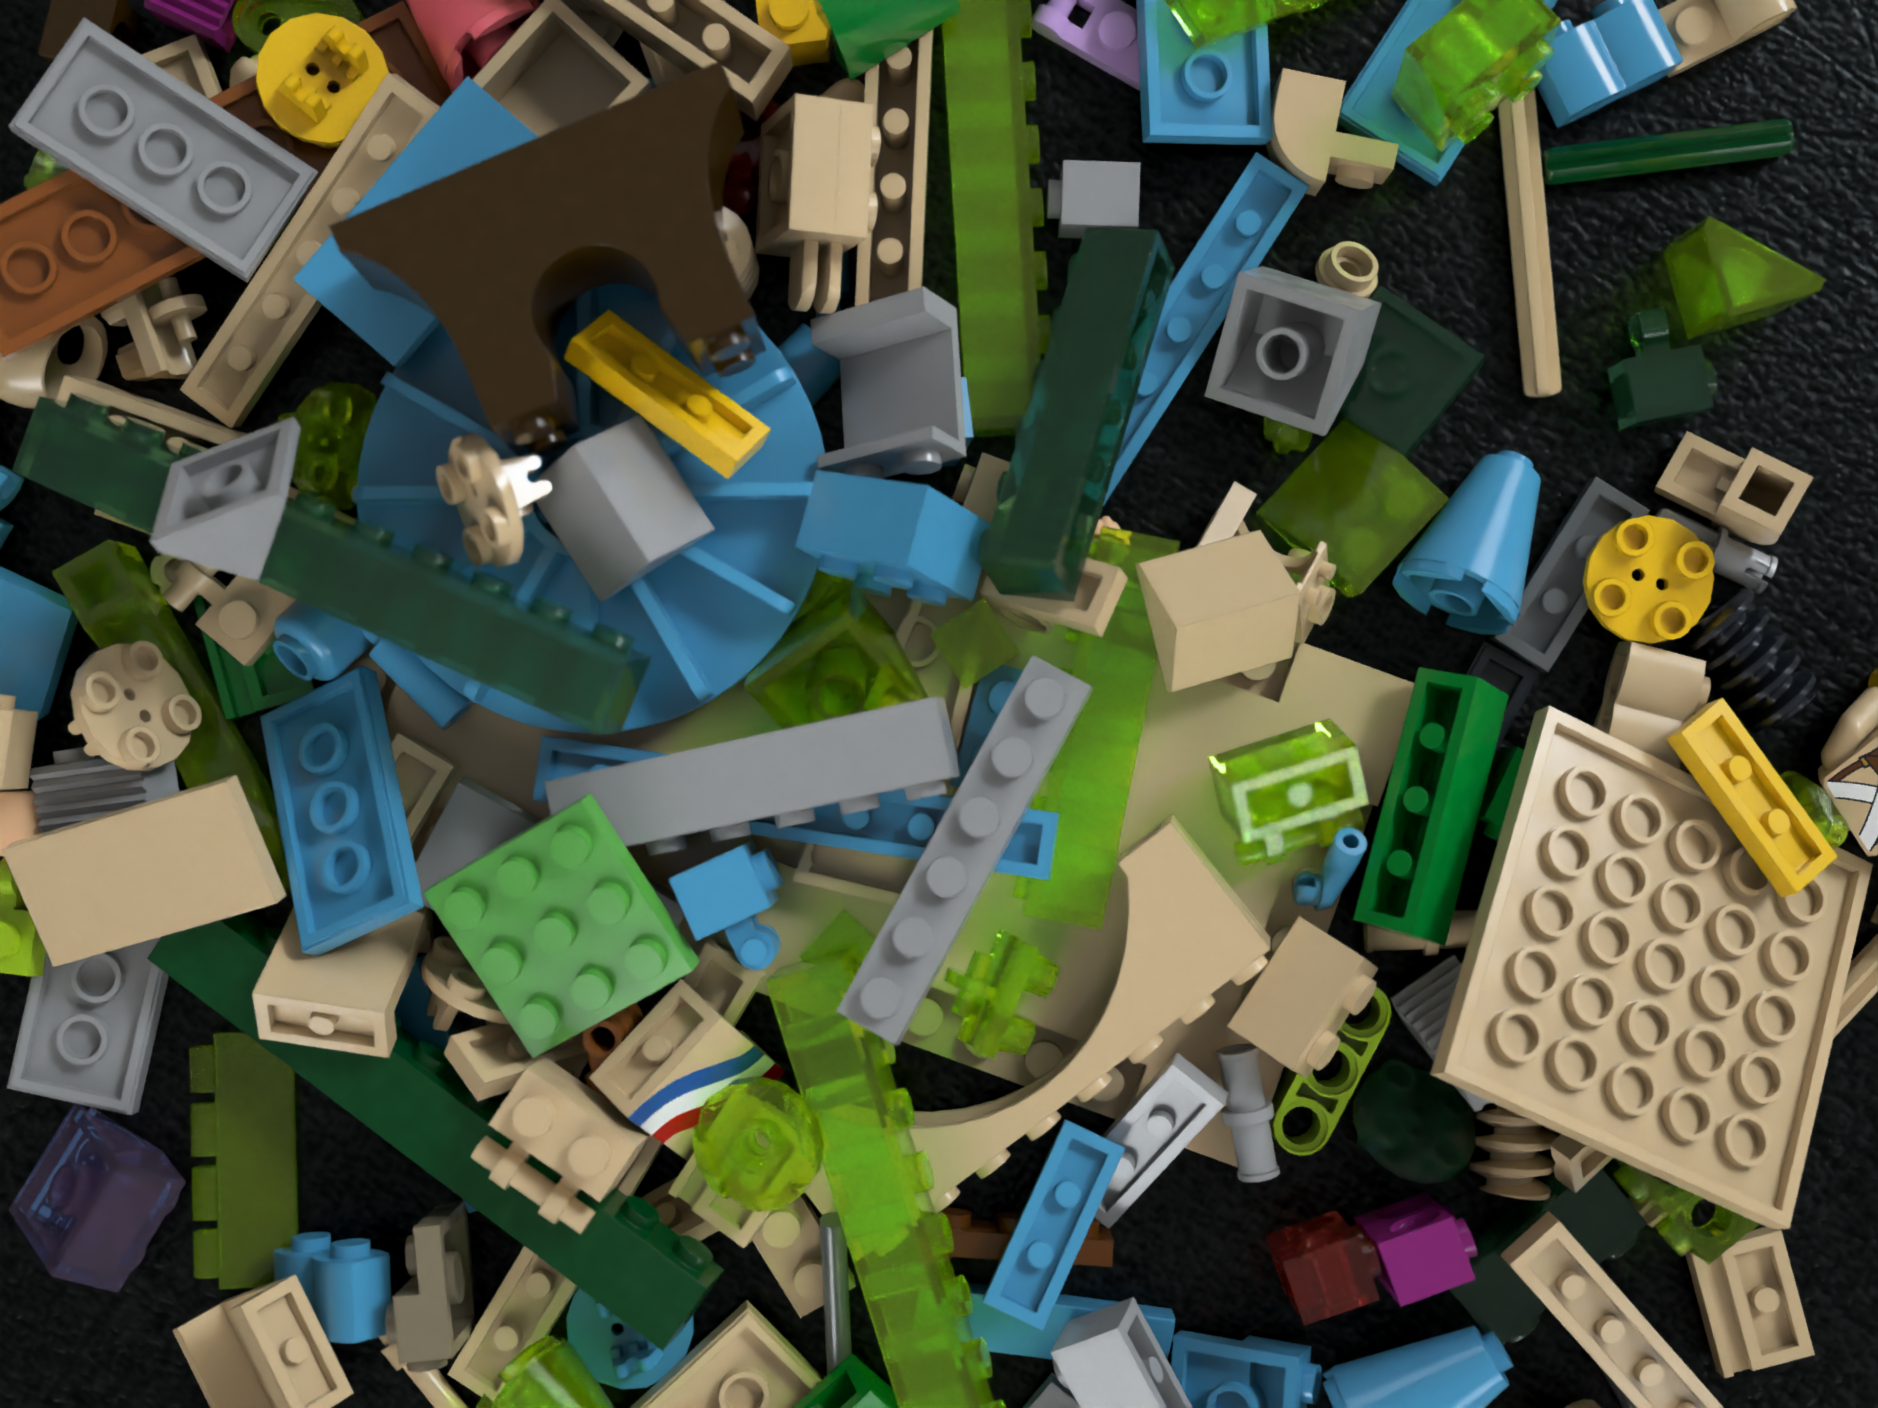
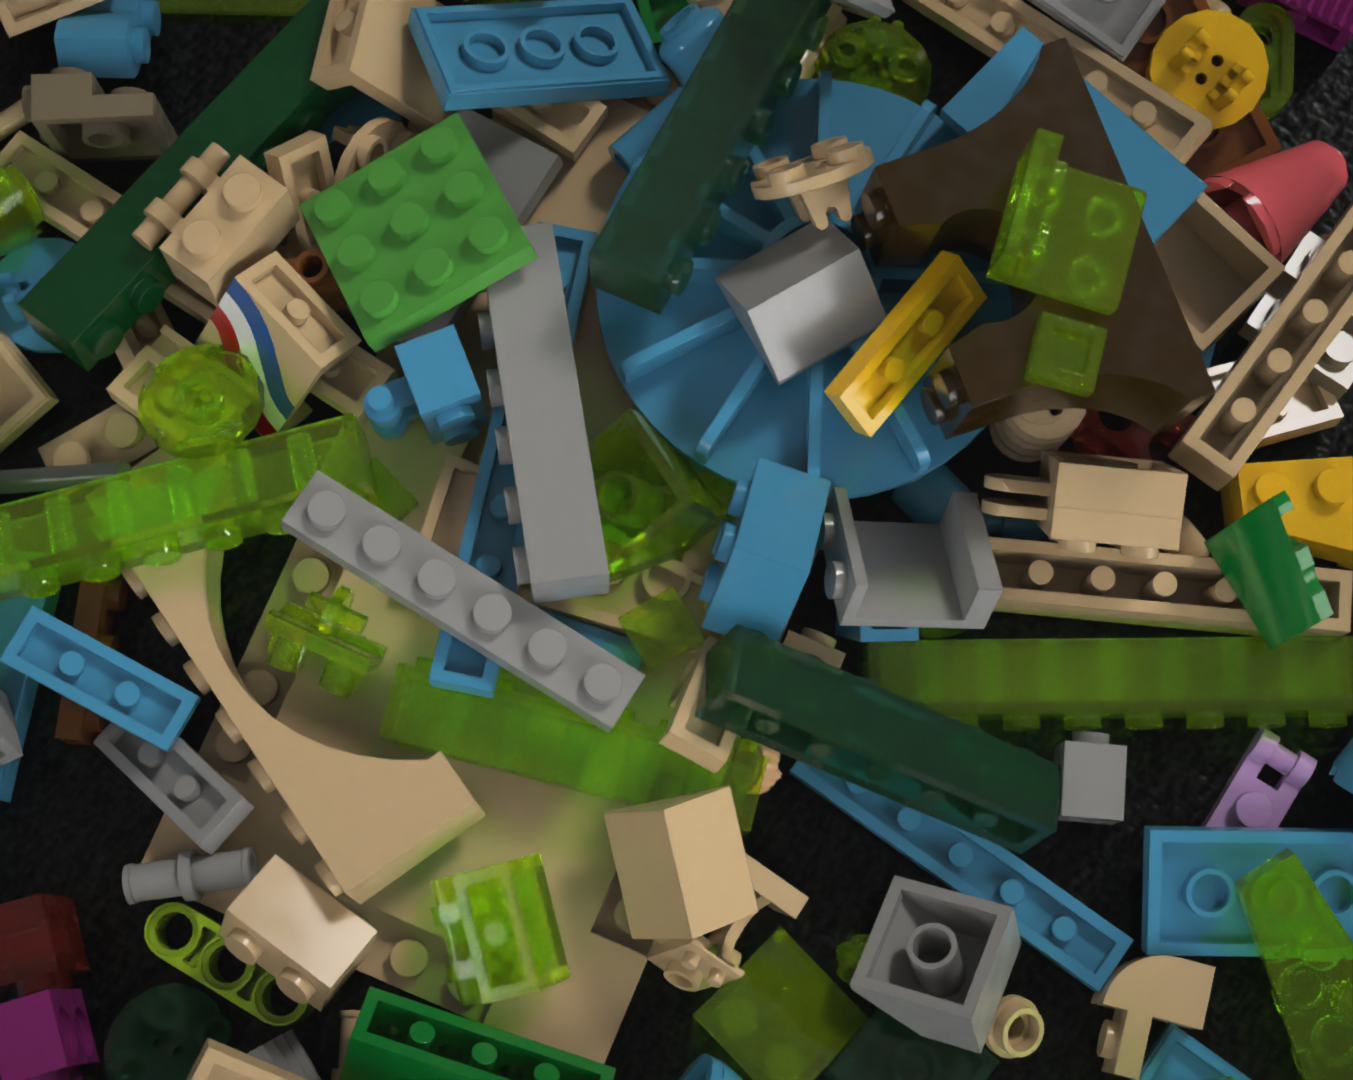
camera: 90 degrees right, 10 degrees down
(555, 219) = (1066, 230): none -> clear neon green bracket
(691, 218) = (1065, 354): none -> clear neon green tile
(1334, 873) = (419, 976): dark azure arm -> none

